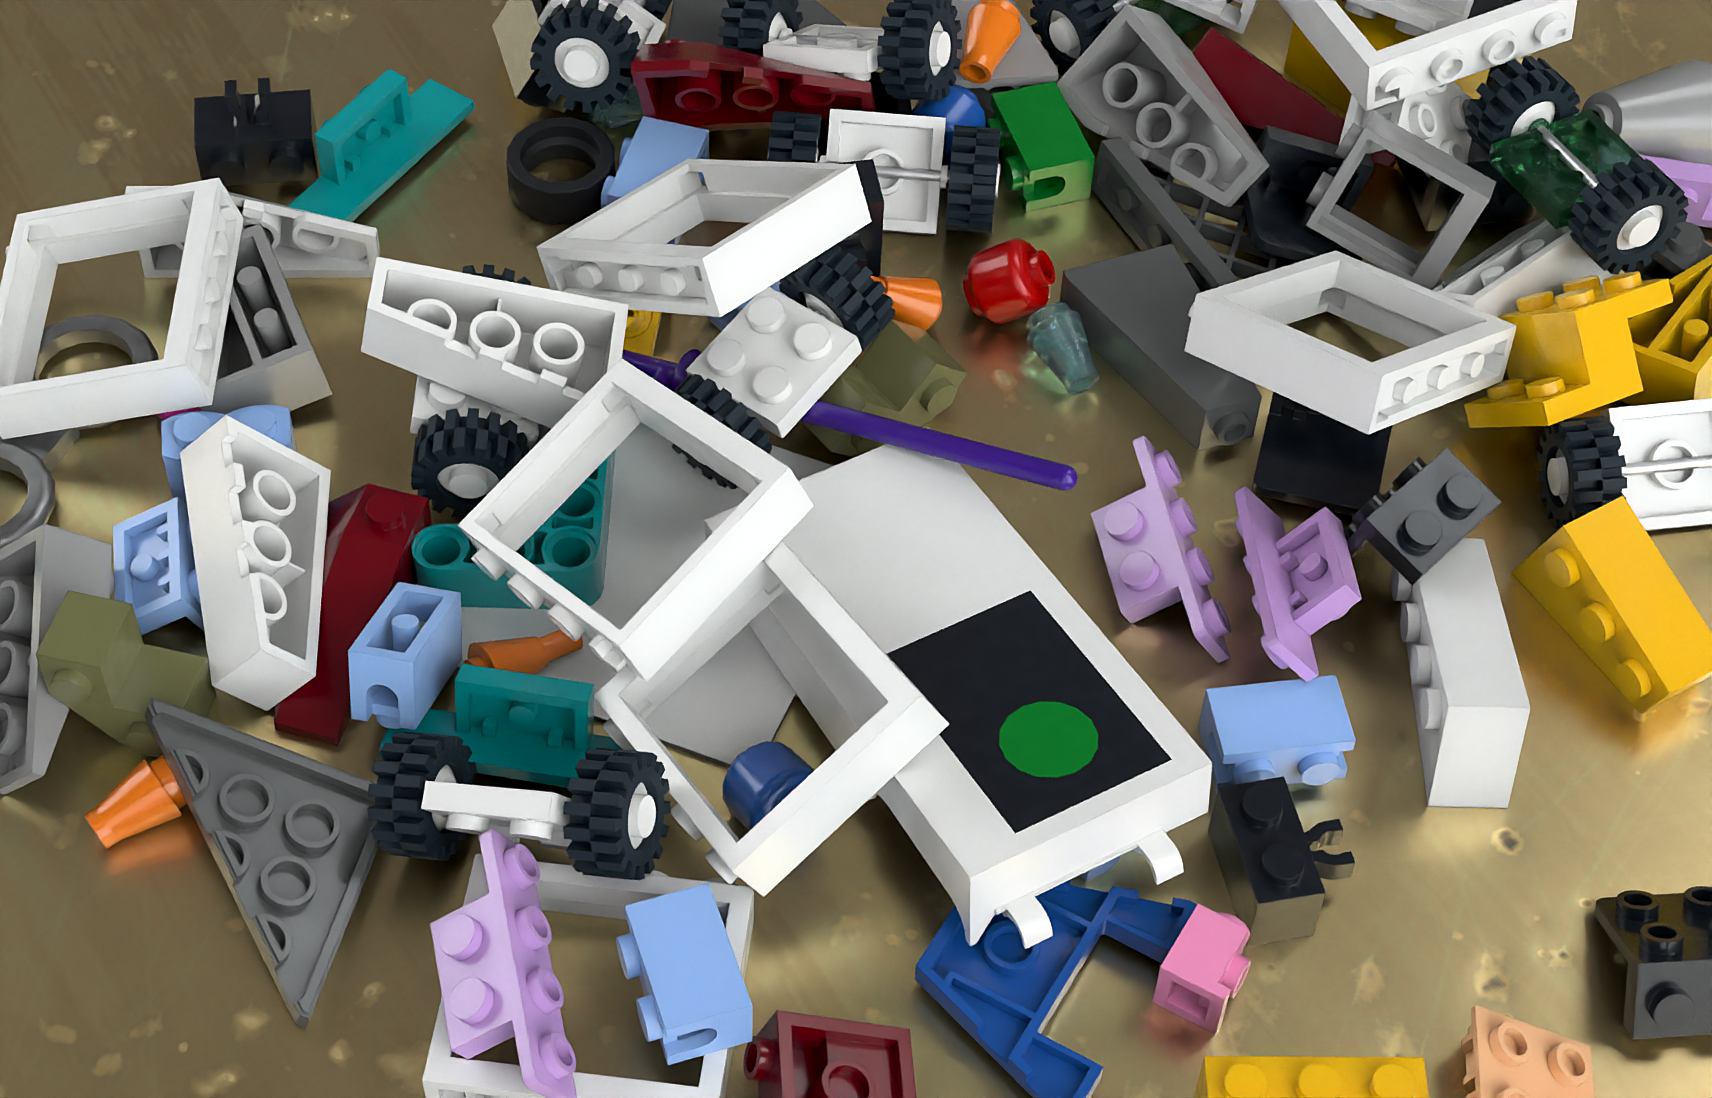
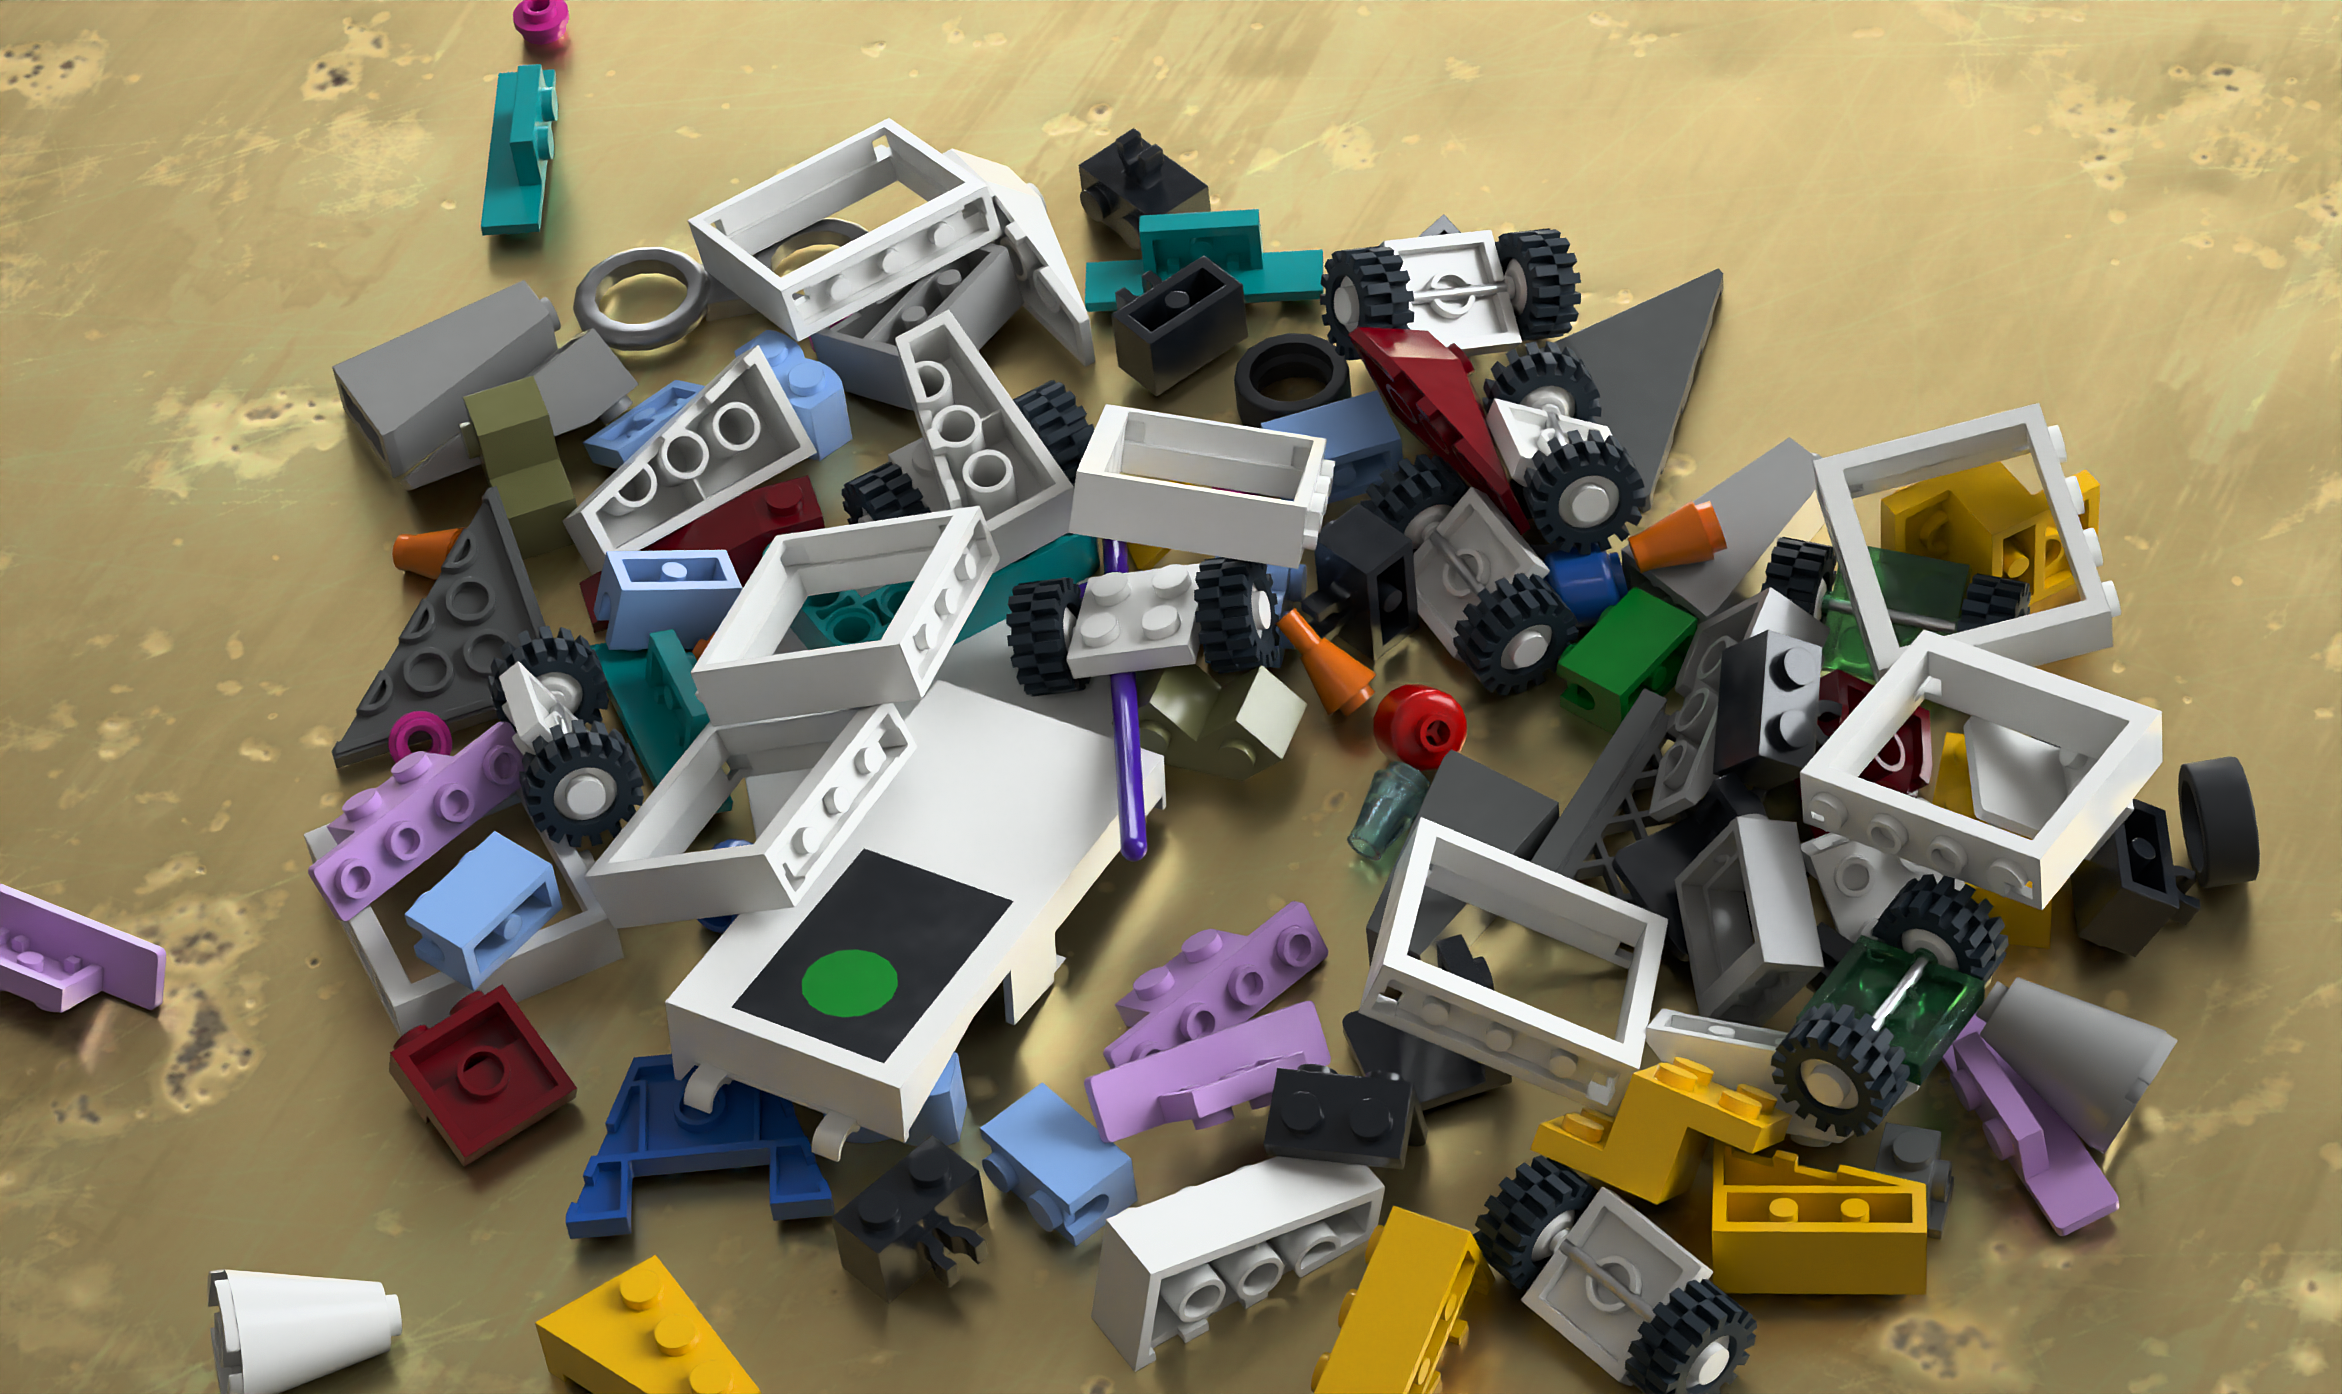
camera: 65 degrees right, 5 degrees down
(365, 936) = (415, 722): none -> dark pink plate
(429, 187) = (1178, 323): none -> black brick
(1204, 968) = (777, 1233): bright pink brick -> none
(1241, 69) = (1770, 709): none -> black brick

